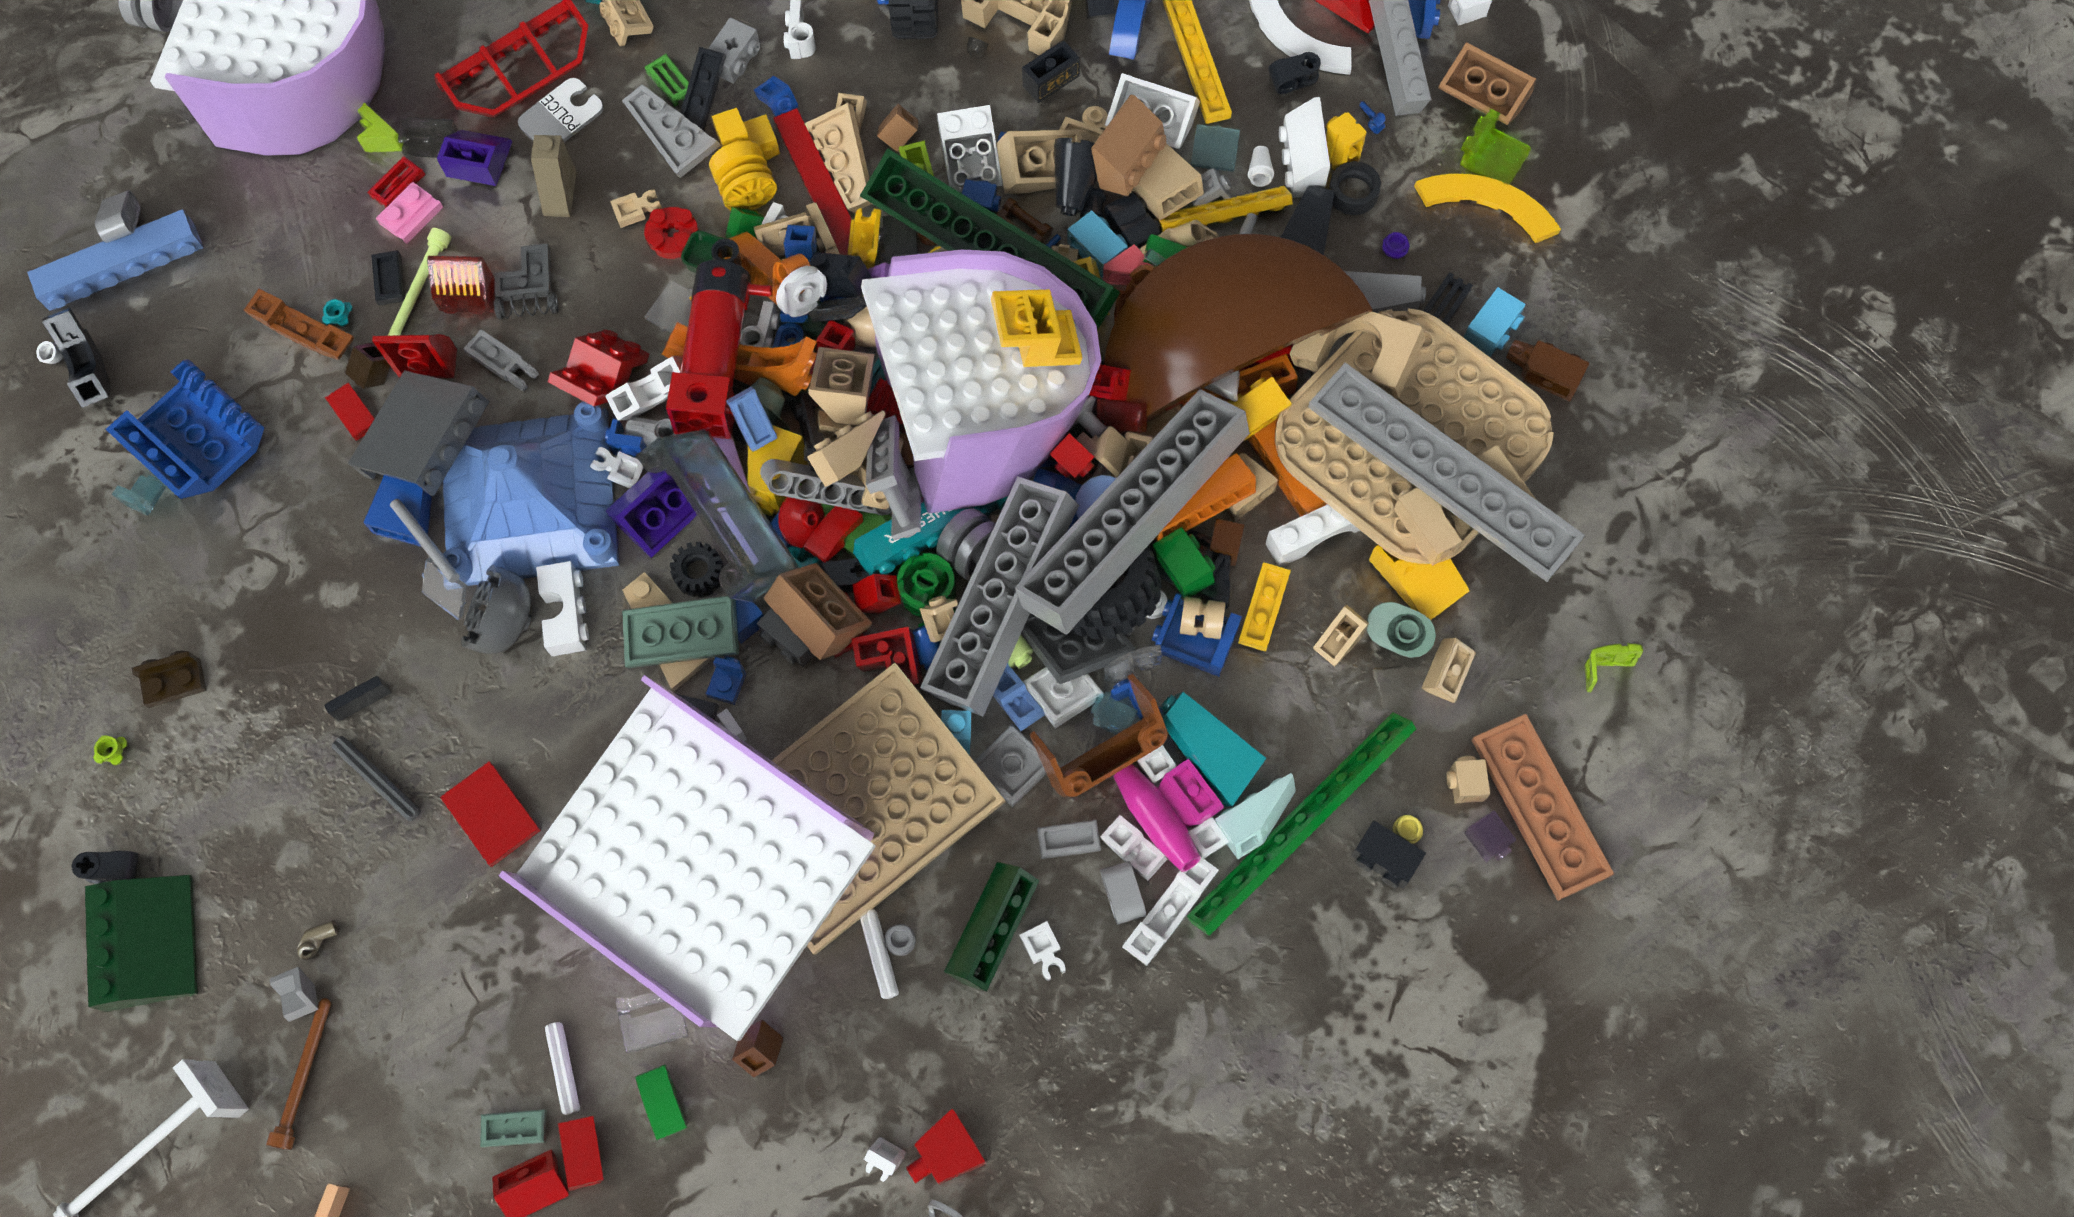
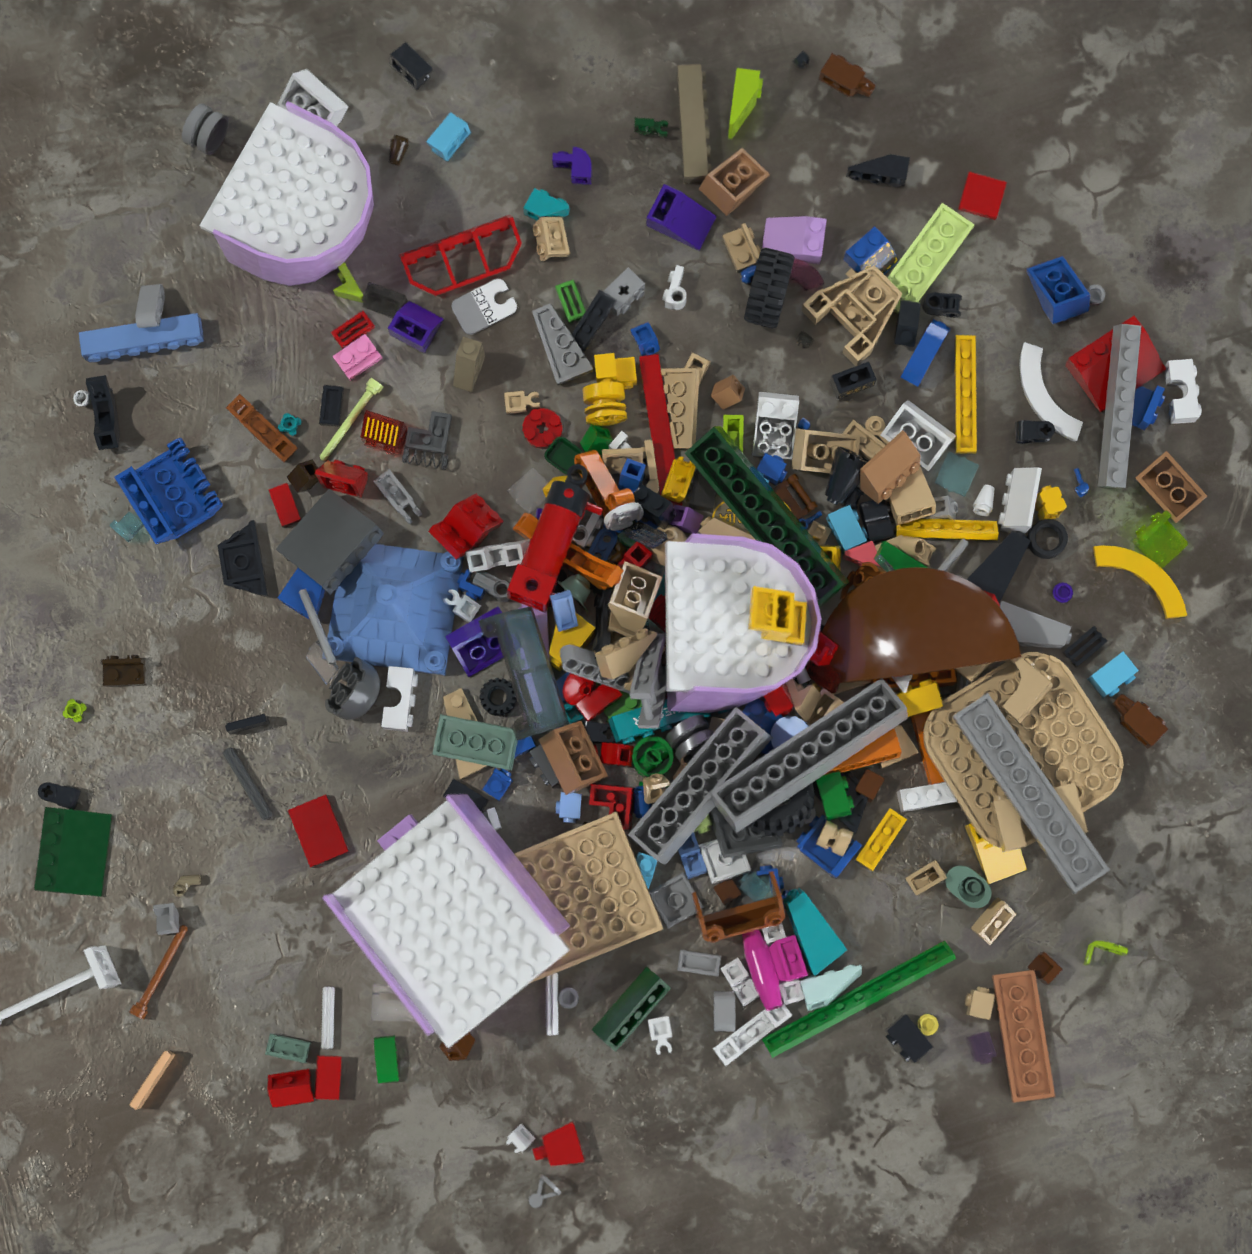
camera: 15 degrees right, 10 degrees up
(309, 494) = (243, 562): none -> black wing
(831, 682) = (569, 807): none -> light blue brick
(1078, 732) = (727, 891): none -> reddish brown tile
(1539, 707) = (1045, 968): none -> reddish brown panel

